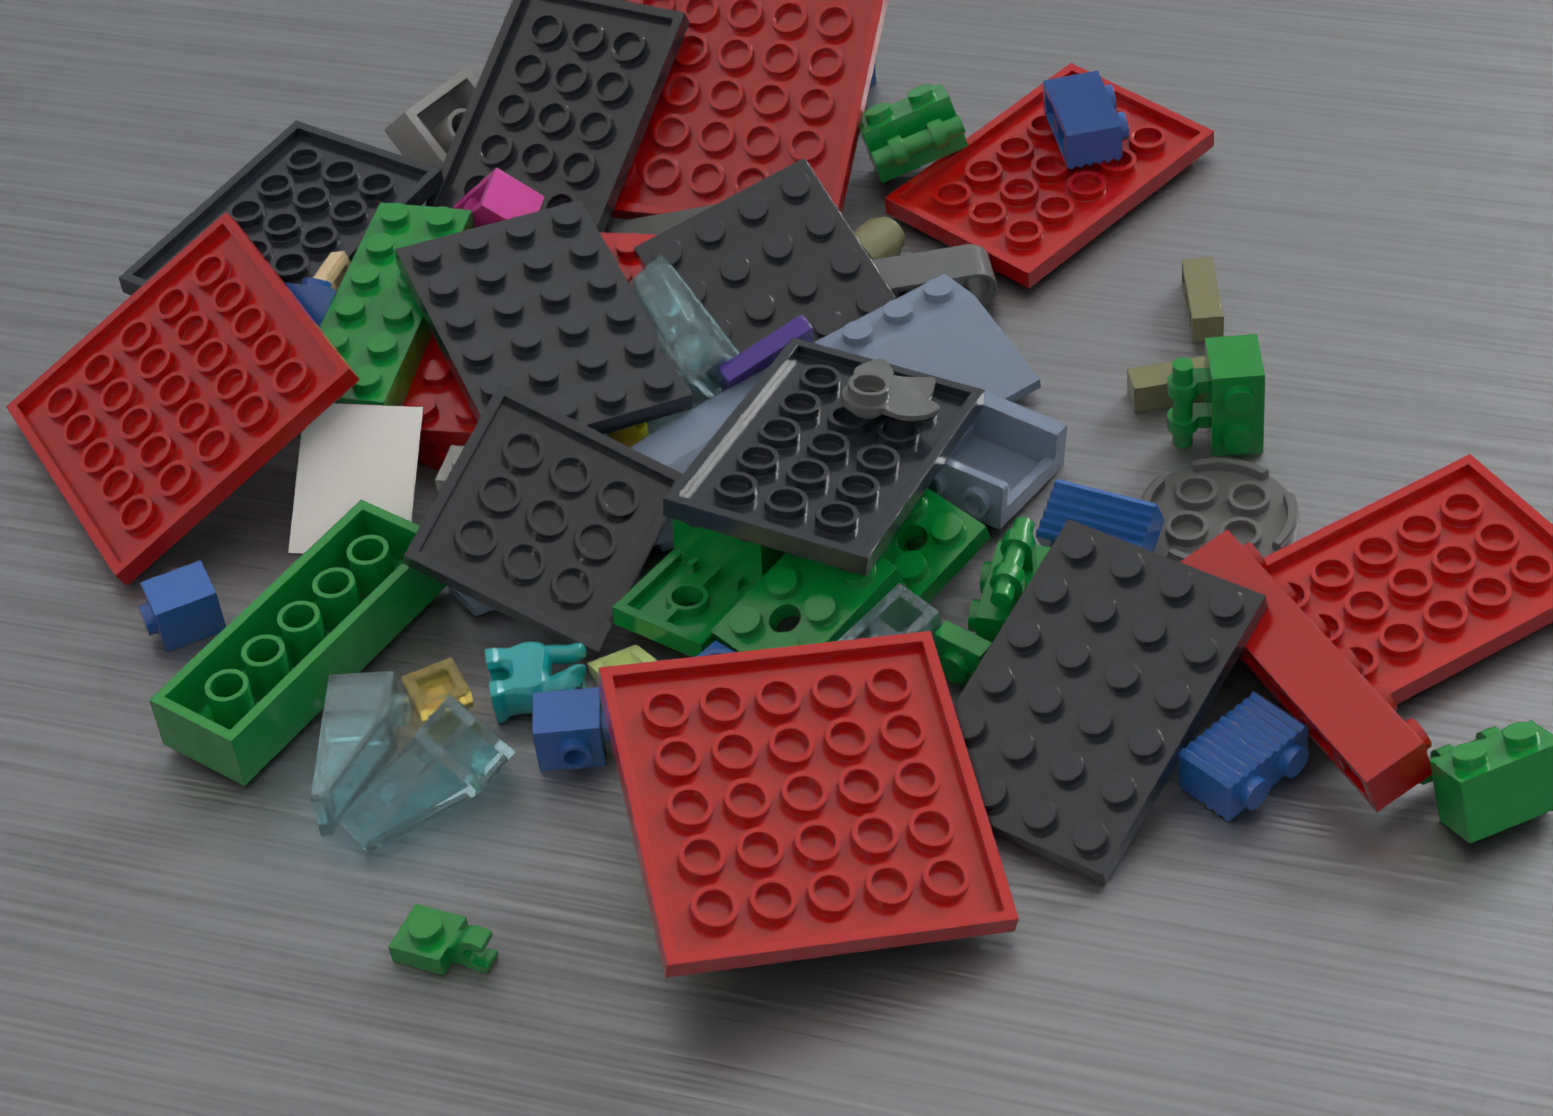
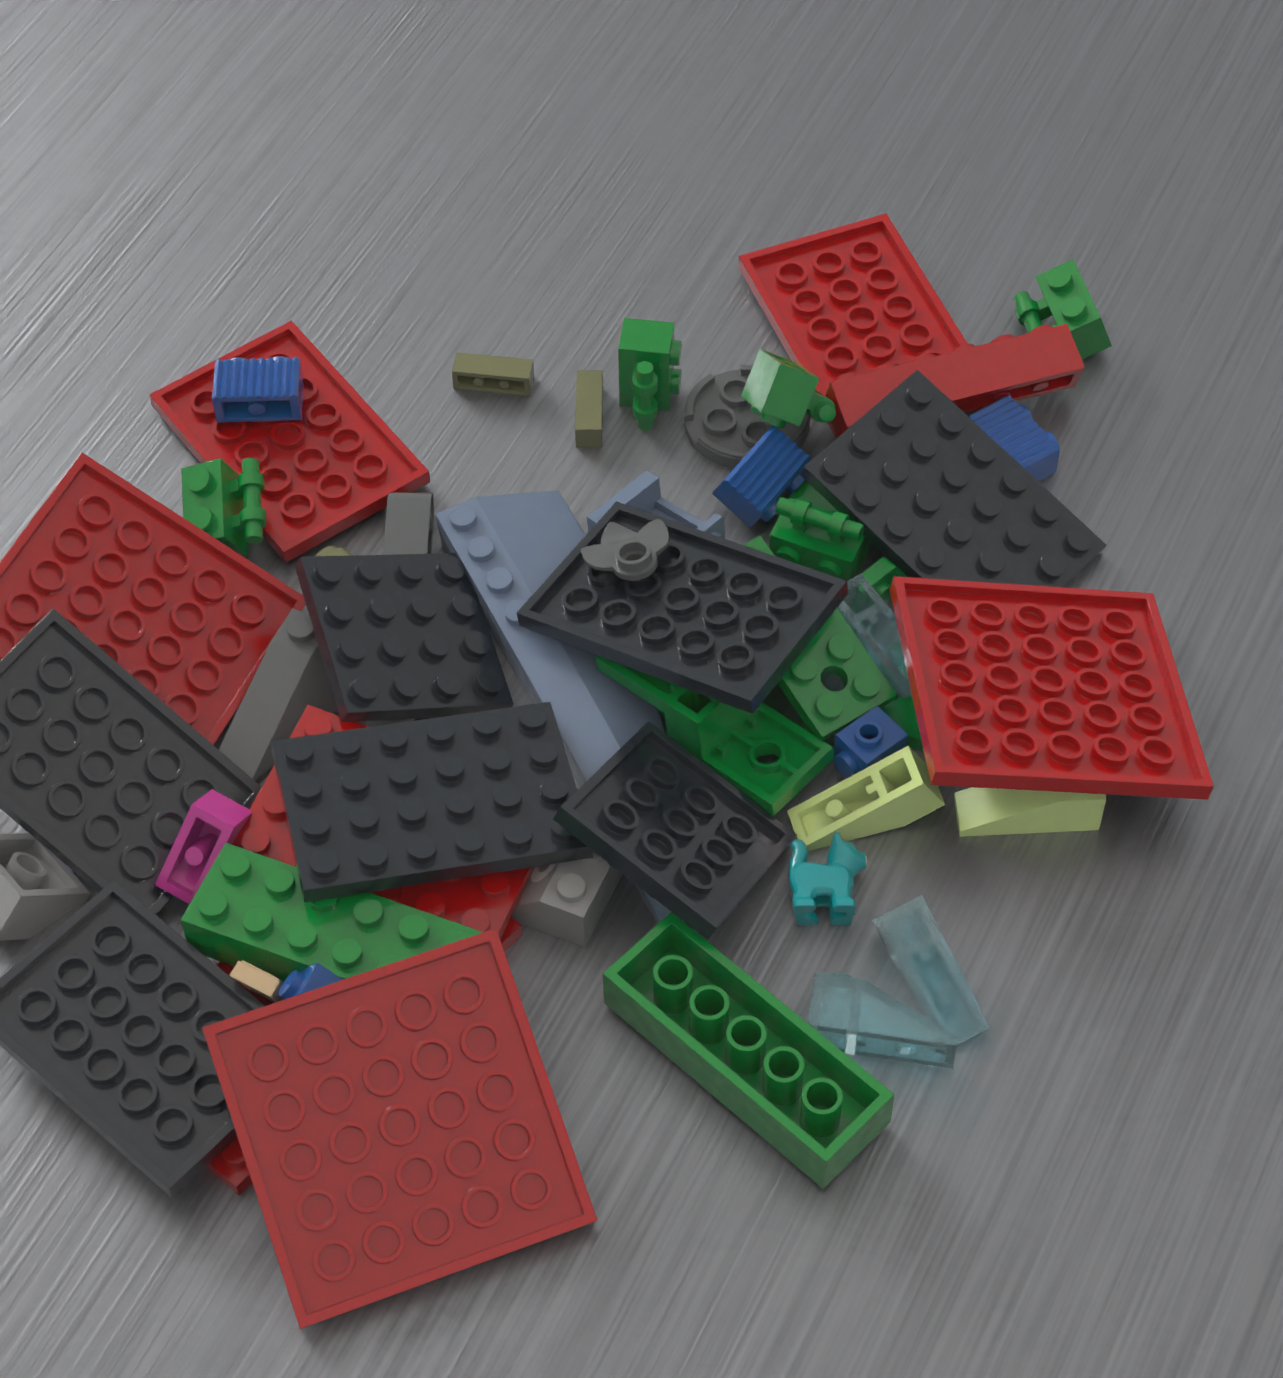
camera: 85 degrees left, 10 degrees up
(181, 606) = (658, 1159): blue brick -> none
(351, 457) = (558, 991): white sticker -> none
(432, 685) = (818, 953): clear yellow plate -> none
(437, 938) = (1098, 983): green plate -> none
(569, 729) = (893, 859): blue brick -> none
(683, 326) = (453, 694): clear light blue slope -> none
(763, 352) = (505, 651): dark purple tile -> none
(1207, 495) = (785, 392): none -> green brick

